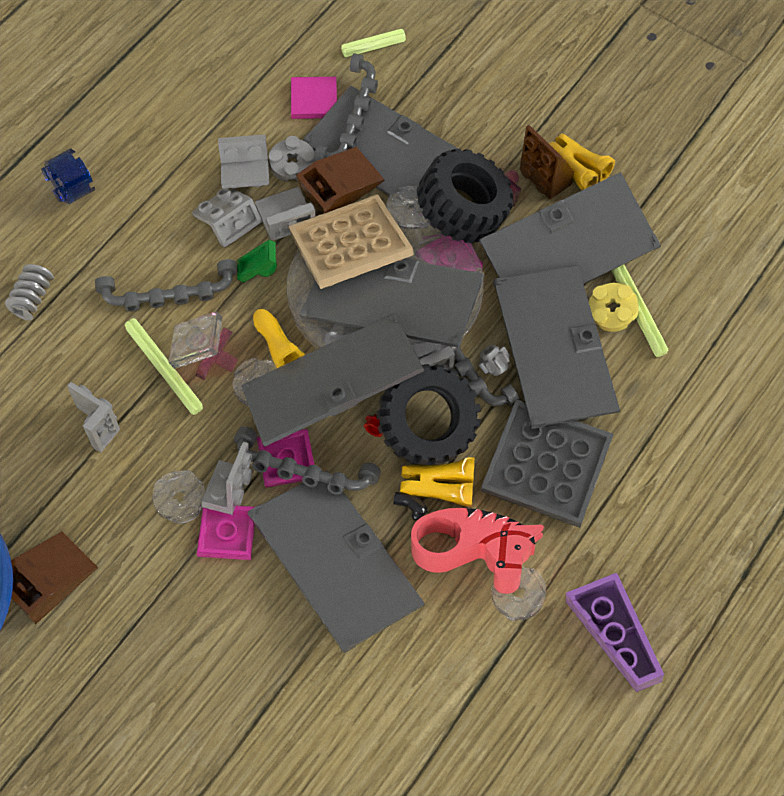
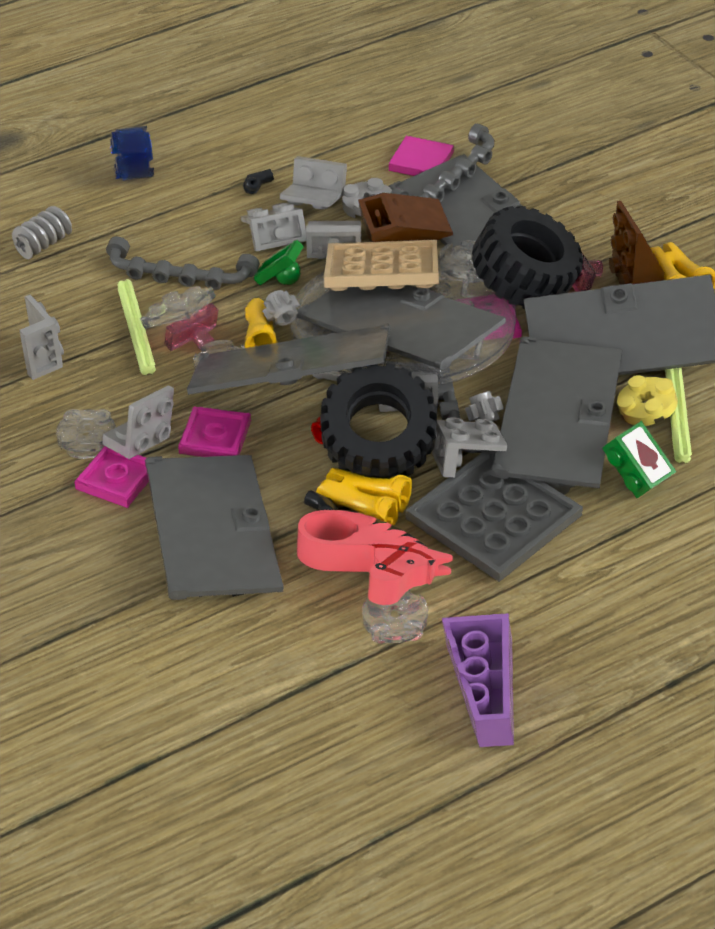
camera: 25 degrees right, 20 degrees down
(184, 168) = (255, 180): none -> black arm
(288, 317) = (280, 307): none -> light grey gear
(368, 473) = (185, 419): dark grey bar -> none
(373, 42) = (515, 129): yellowish green axle -> none
(502, 403) = (457, 435): none -> light grey bracket
(639, 375) = (638, 459): none -> brick

